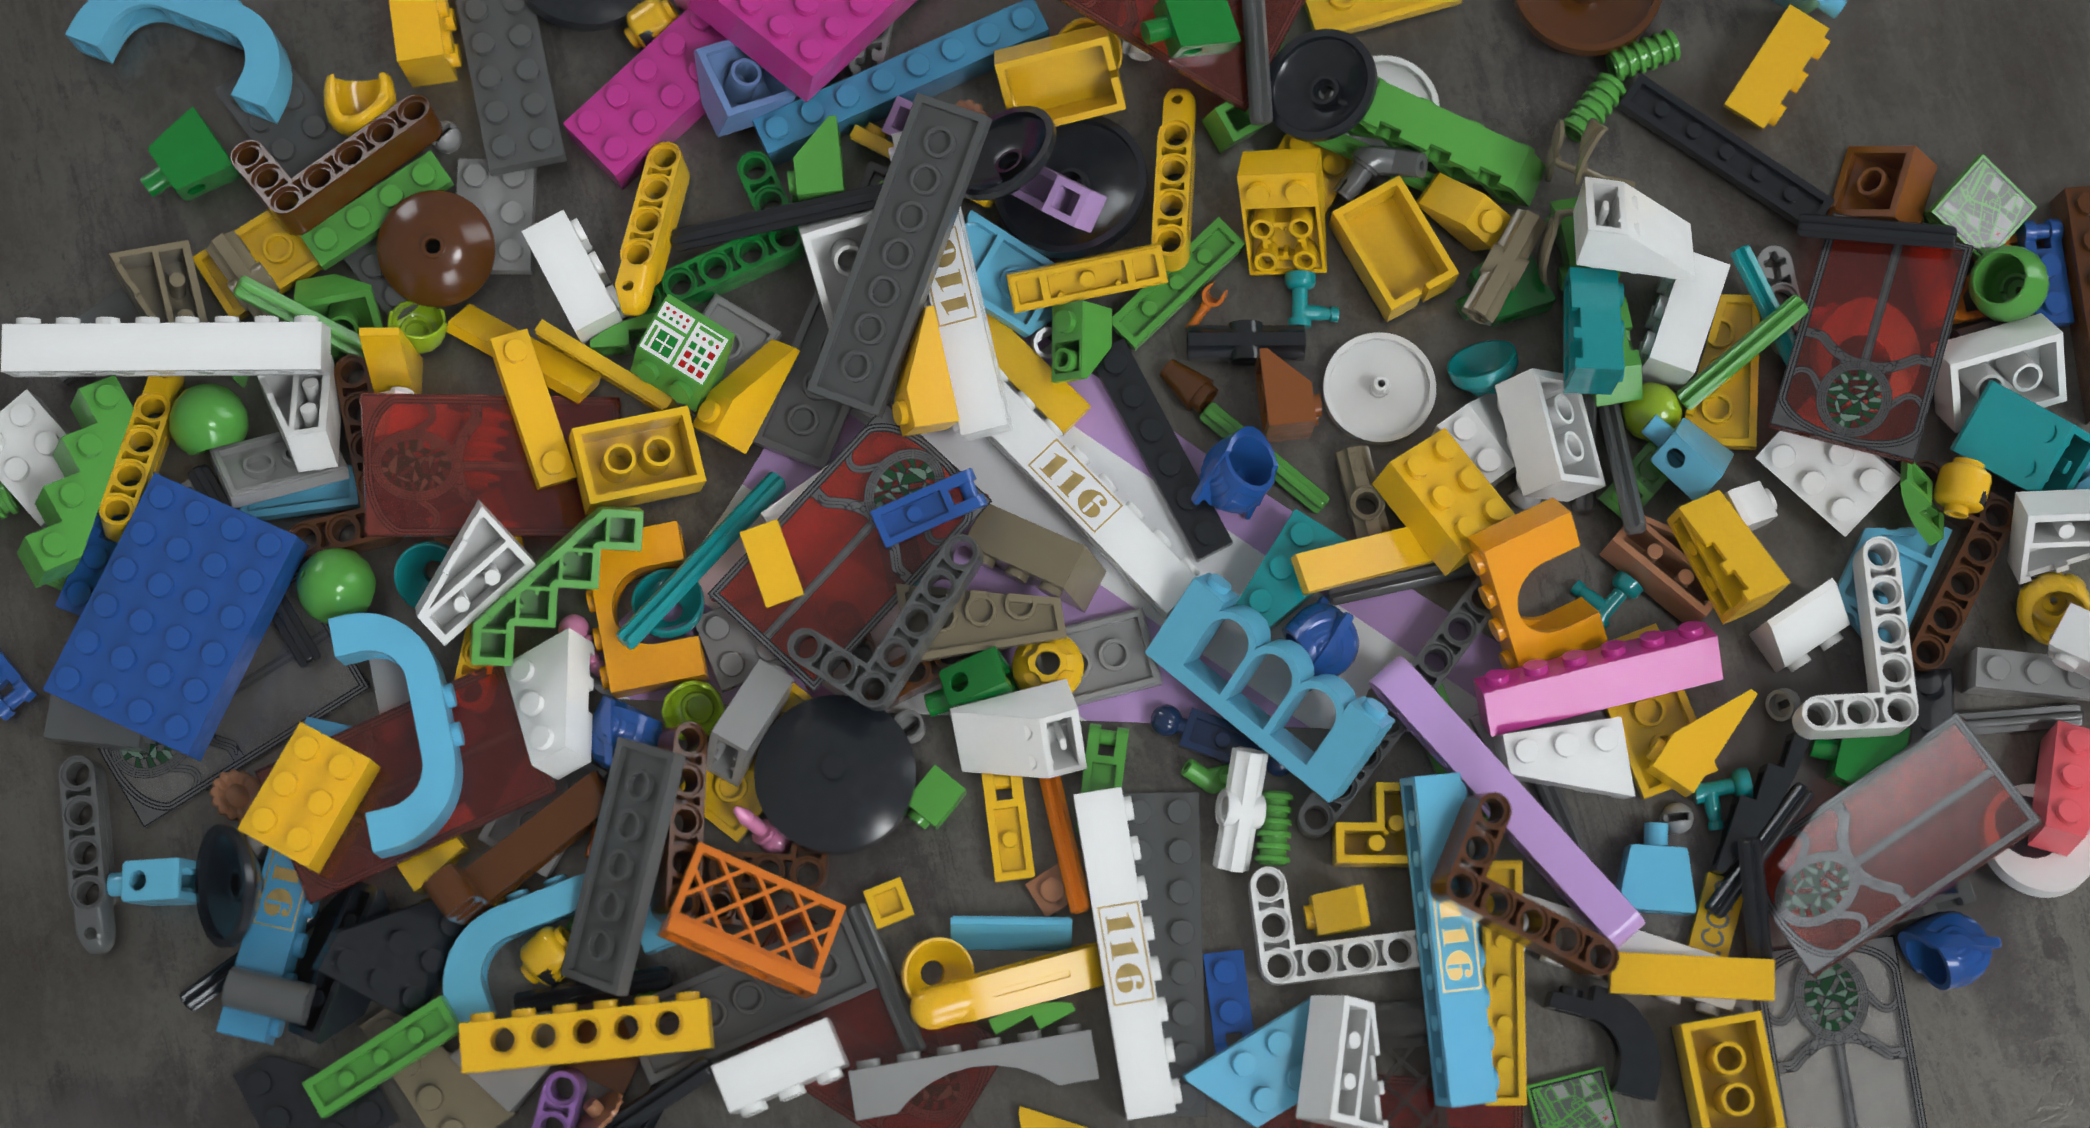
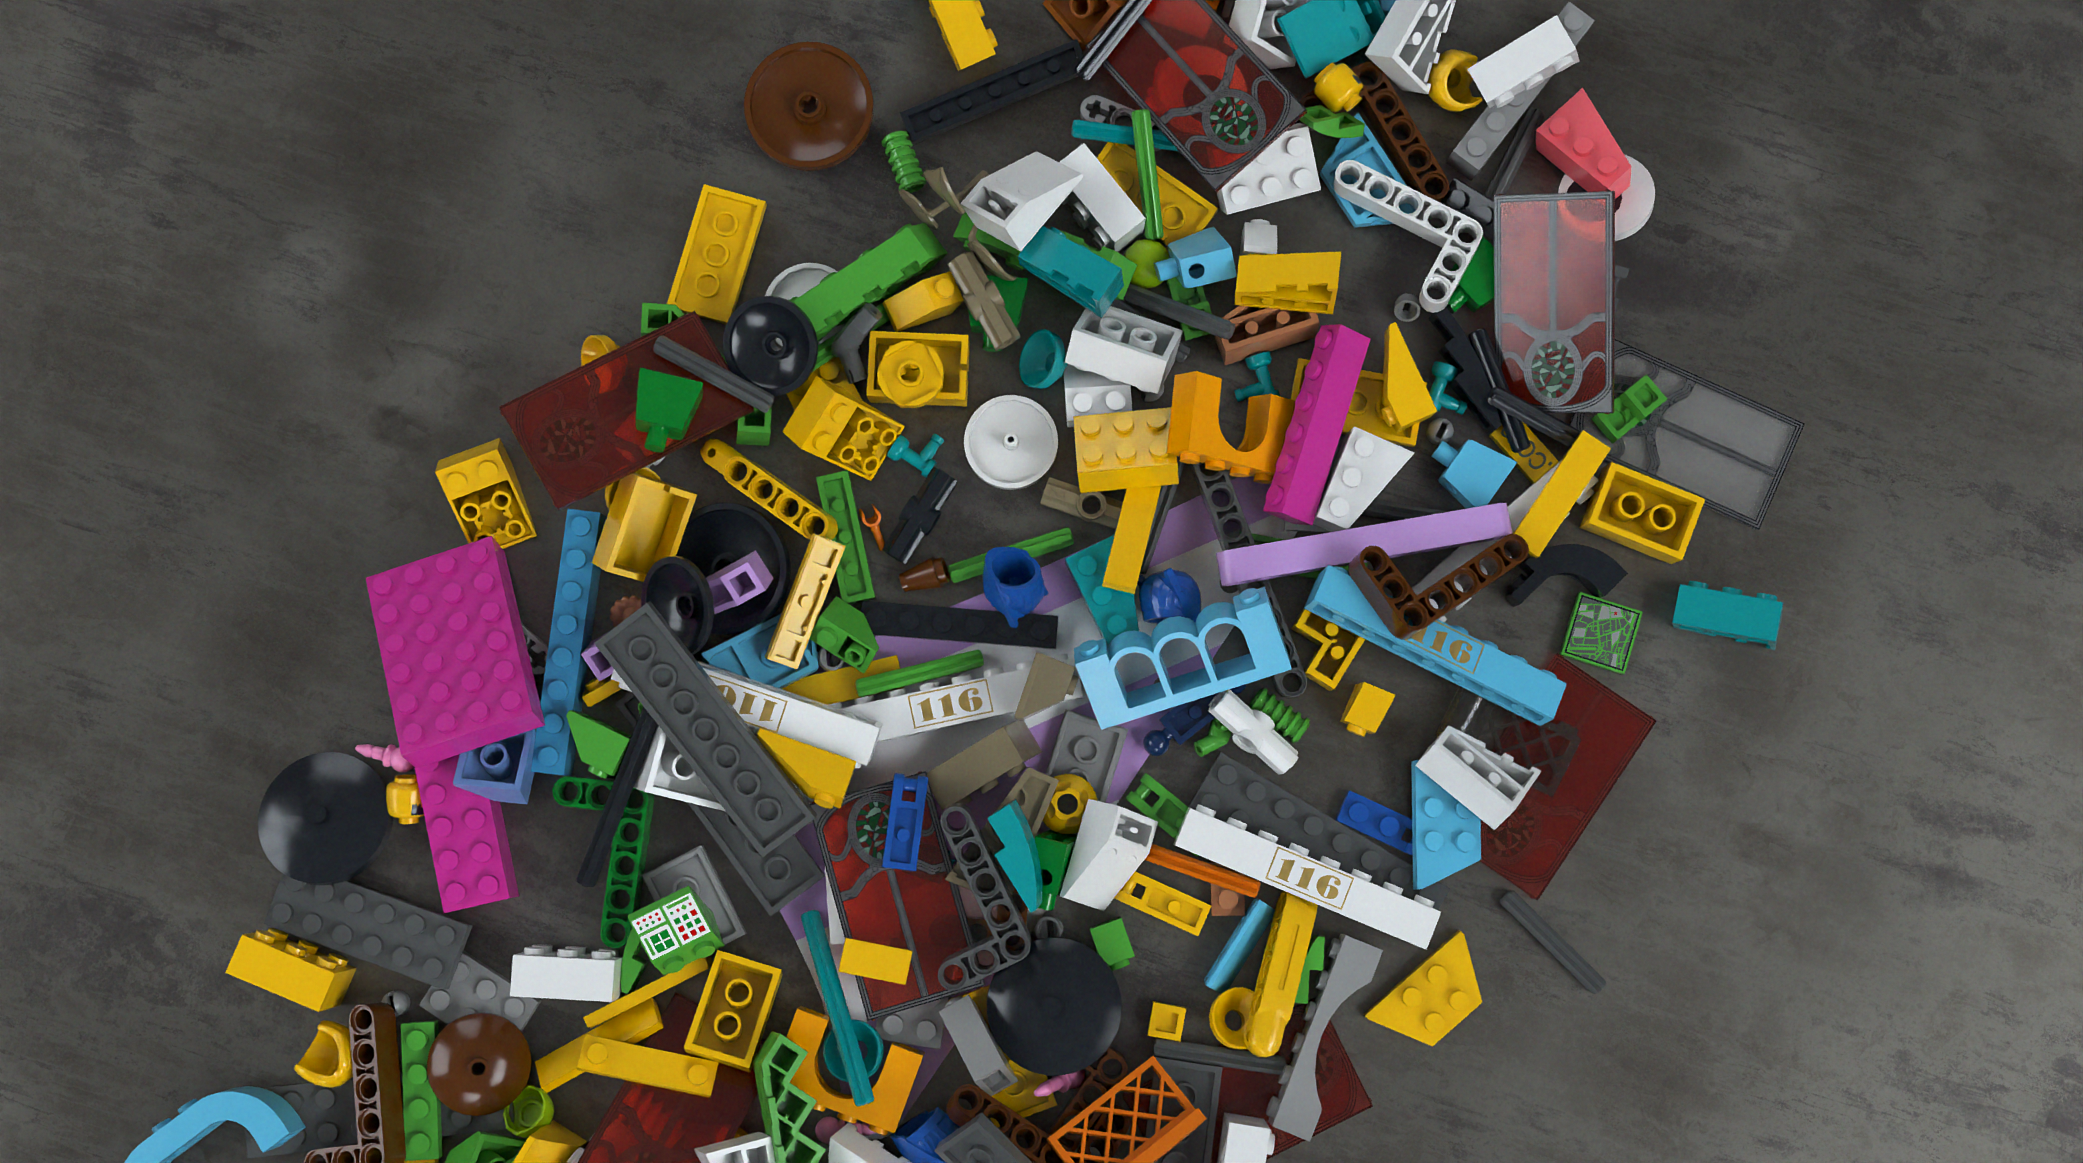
camera: 55 degrees left, 5 degrees up
(650, 227) = (554, 891): yellow piece -> none
(693, 702) = (940, 1077): lime hair -> none
(743, 399) = (735, 902): yellow slope -> none
(967, 638) = (1019, 854): none -> teal slope
(1087, 438) = (919, 673): none -> bright green axle
(1151, 562) = (1045, 686): none -> dark tan slope
(1284, 399) = (980, 515): dark orange slope -> none
(1335, 950) = (1390, 725): white beam -> none
(1375, 218) = (893, 367): none -> yellow plate
(1506, 986) = (1491, 626): yellow tile -> none
(1643, 55) = (887, 101): bright green piece -> none
(1802, 627) = (1363, 260): white slope -> none
(1831, 1001) = (1630, 409): none -> bright green slope
(1948, 949) = (1644, 306): blue helmet -> none

